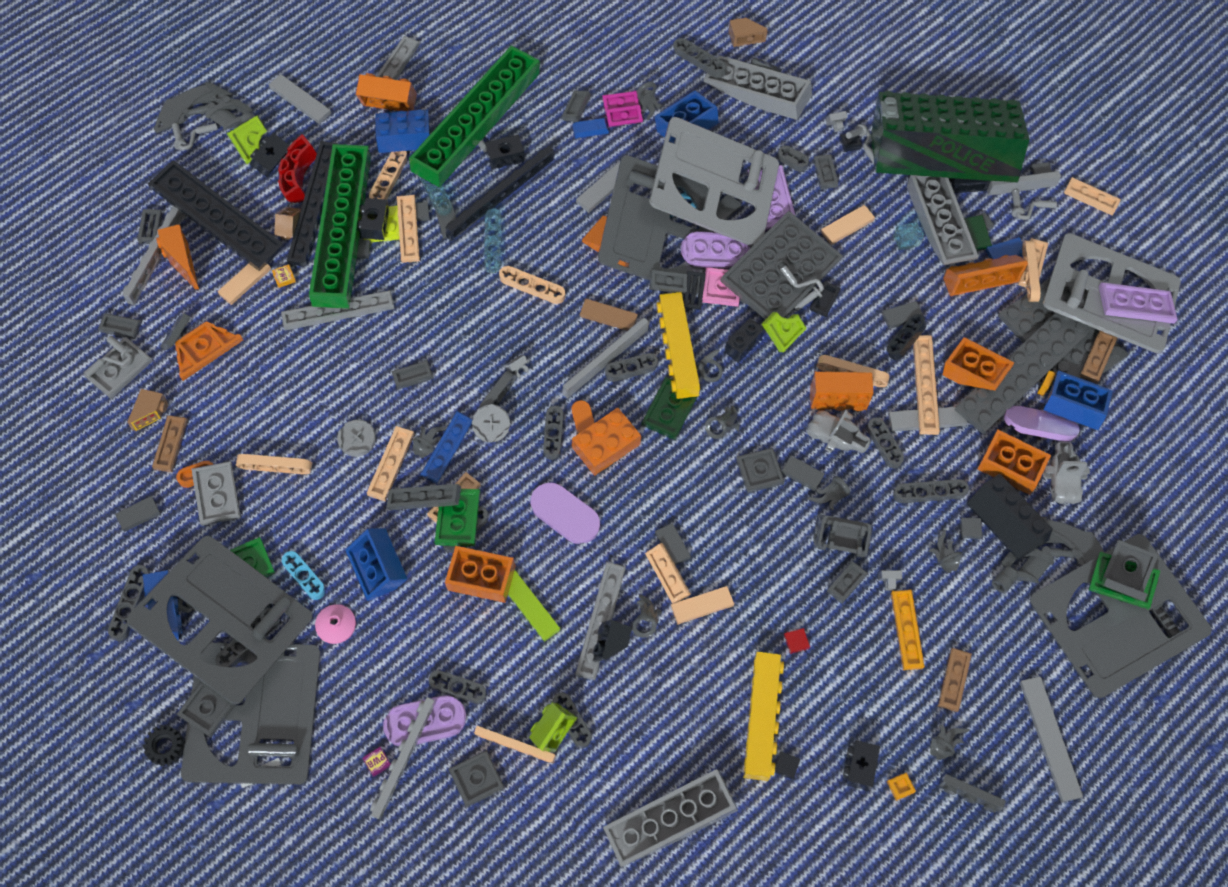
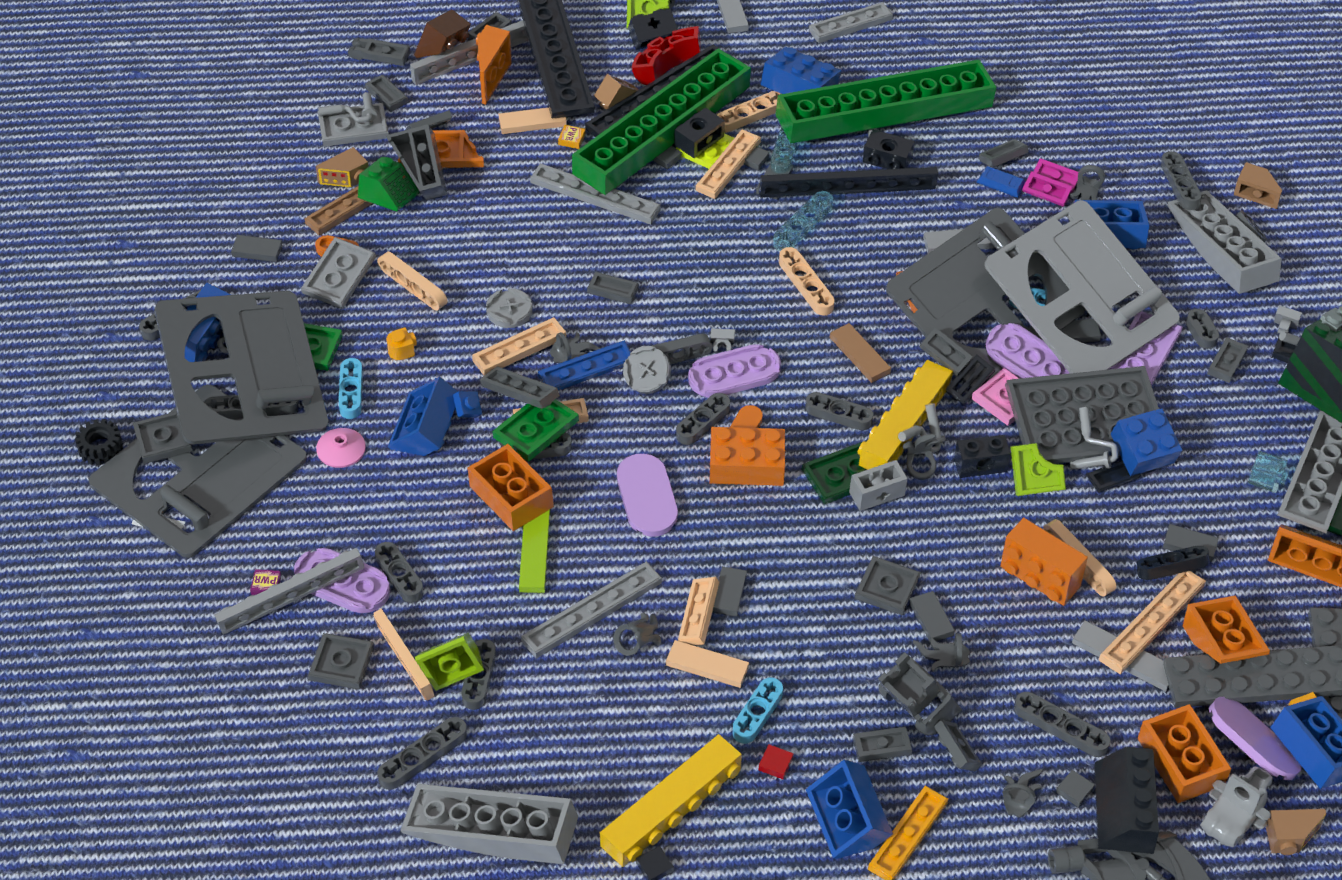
camera: 40 degrees right, 15 degrees down
(85, 296) = (379, 51): none -> dark grey hinge
(129, 256) = (442, 34): none -> reddish brown slope
(192, 402) = (387, 184): none -> green slope
(201, 367) = (421, 159): none -> dark grey wedge
(309, 518) = (401, 344): none -> light orange plate
(386, 93) = (812, 34): orange brick -> none
(396, 532) = (467, 404): none -> blue plate
(542, 383) = (734, 370): none -> lavender tile
(588, 803) = (425, 756): none -> dark grey beam
(605, 357) = (827, 384): light grey tile -> none
(612, 639) = (583, 628): black slope -> none
(703, 406) = (878, 485): none -> light grey brick
(705, 346) = (934, 428): none -> light grey piece
(726, 420) = (888, 516): dark grey piece -> none
(755, 628) = (757, 721): none -> medium azure beam
(833, 265) = (1146, 442): none -> blue brick
(837, 432) = (1005, 599): light grey piece -> none
(847, 225) = (1207, 423): light nougat tile -> none
(866, 642) = (848, 810): none -> blue slope
(885, 434) = (1059, 639): dark grey beam -> none
(889, 578) = (933, 770): light grey tile -> none
(894, 553) = (958, 746): none -> dark grey plate
(1103, 467) = (1292, 829): none -> medium nougat slope

